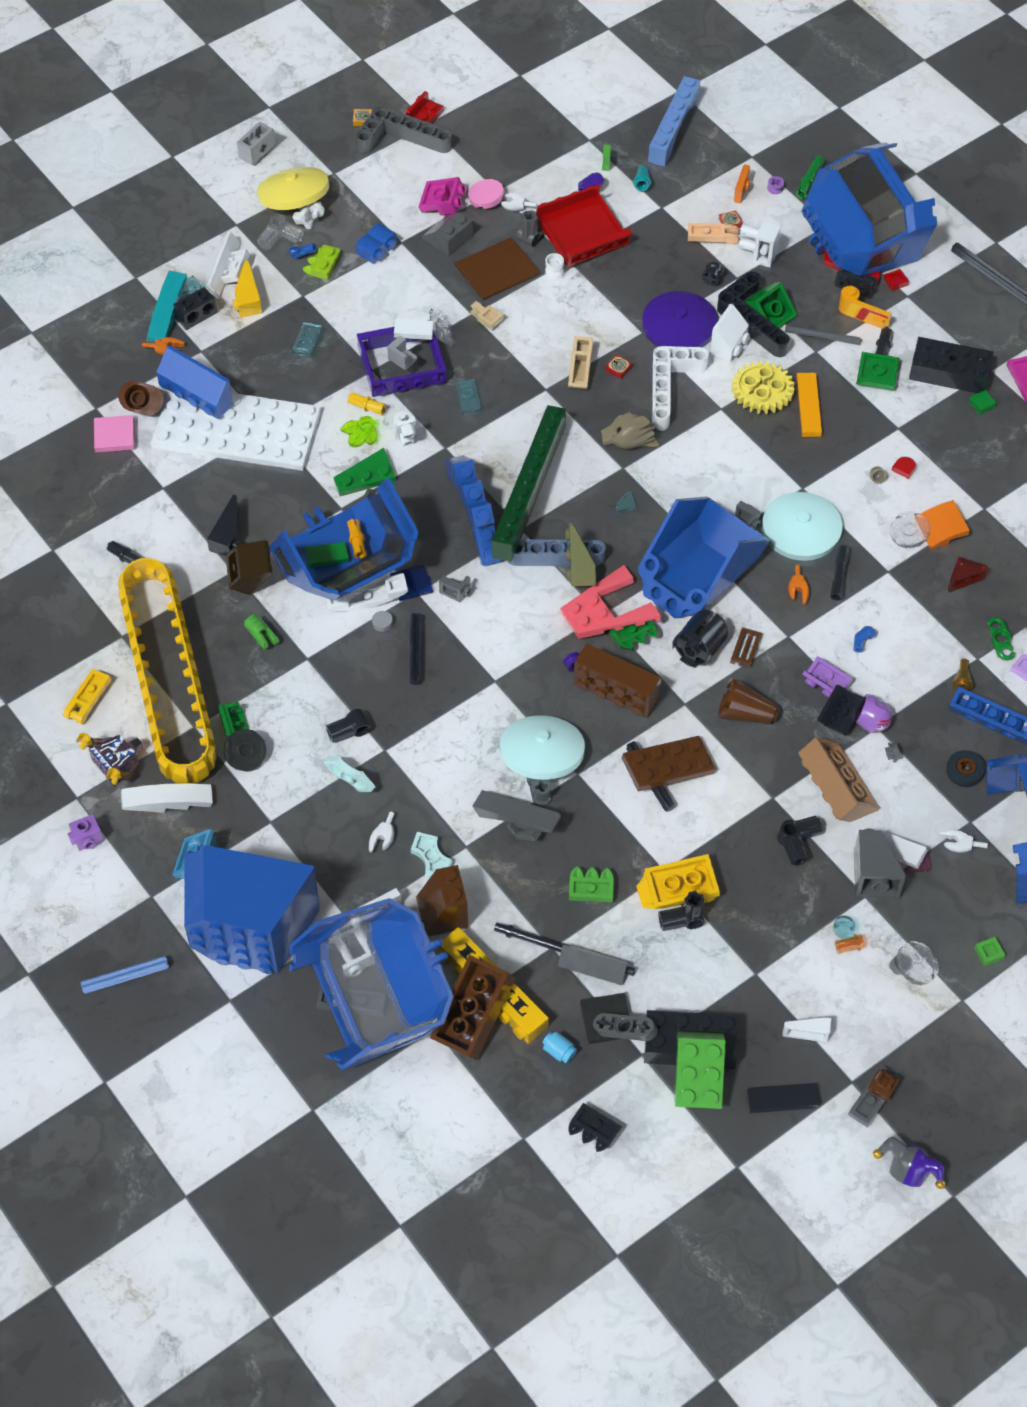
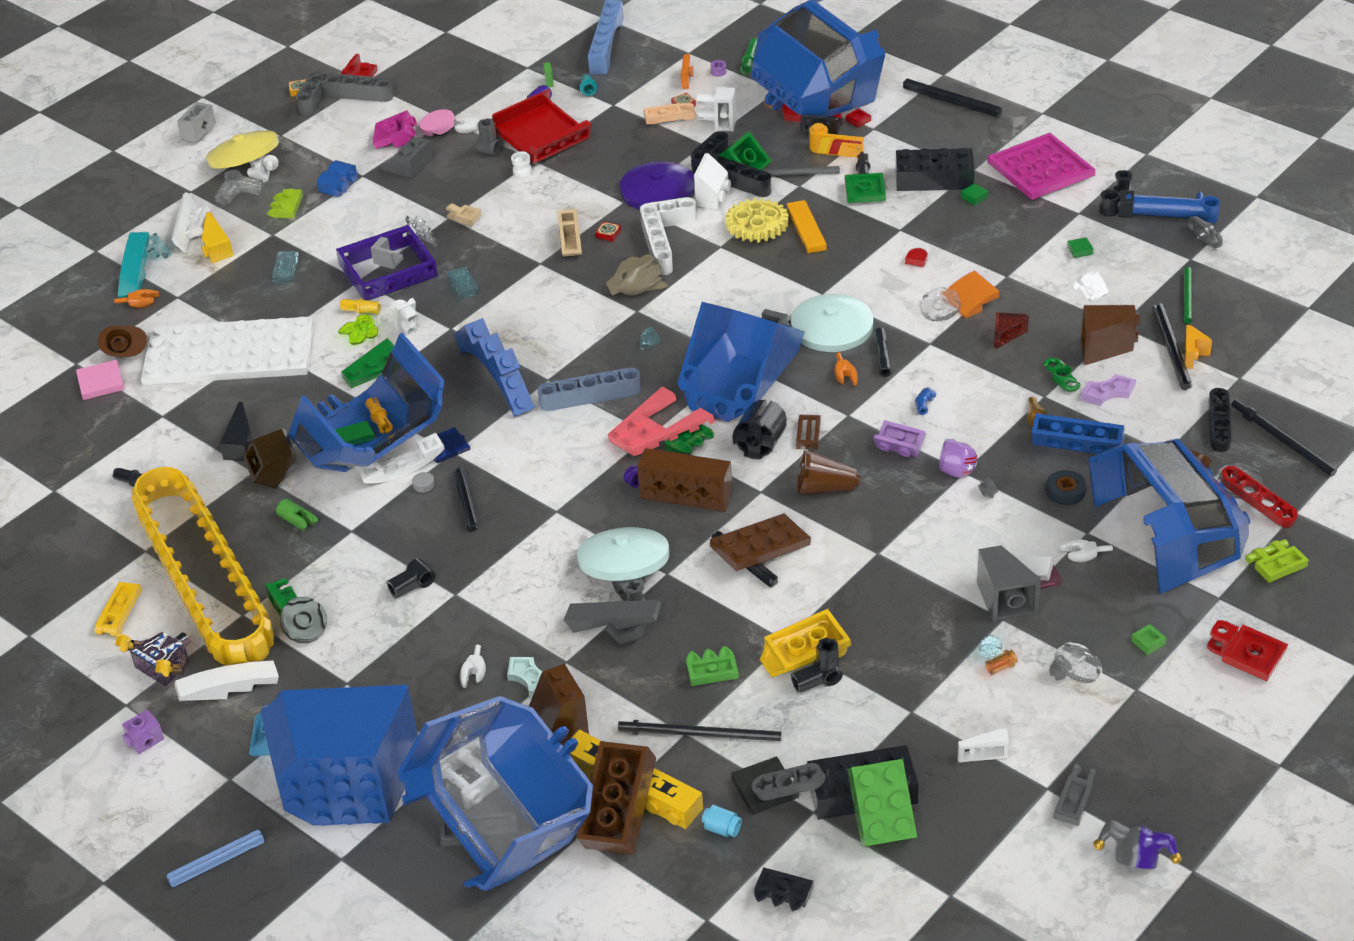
camera: 10 degrees left, 15 degrees down
(194, 382) = (177, 314): slope -> none
(195, 308) = (163, 261): black brick -> none
(297, 252) = (264, 198): blue arm -> none
(352, 776) = (417, 617): light aqua tile -> none
(414, 329) = (394, 233): white tile -> none
(454, 589) = (492, 439): dark grey bracket -> none
(497, 268) = (464, 178): reddish brown piece -> none
(529, 483) = (545, 335): dark green brick -> none
(582, 564) = (618, 387): olive slope -> none
(592, 964) = (734, 737): dark grey tile -> none
(712, 273) = (675, 145): black wheel -> none
(782, 1098) = (978, 818): black tile -> none
(794, 843) = (910, 578): black piece -> none
(837, 780) = (939, 522): medium nougat slope -> none
(841, 710) = (923, 459): black bracket -> none
(881, 473) = (896, 266): dark tan hinge -> none
(883, 1085) = (1082, 778): reddish brown tile -> none

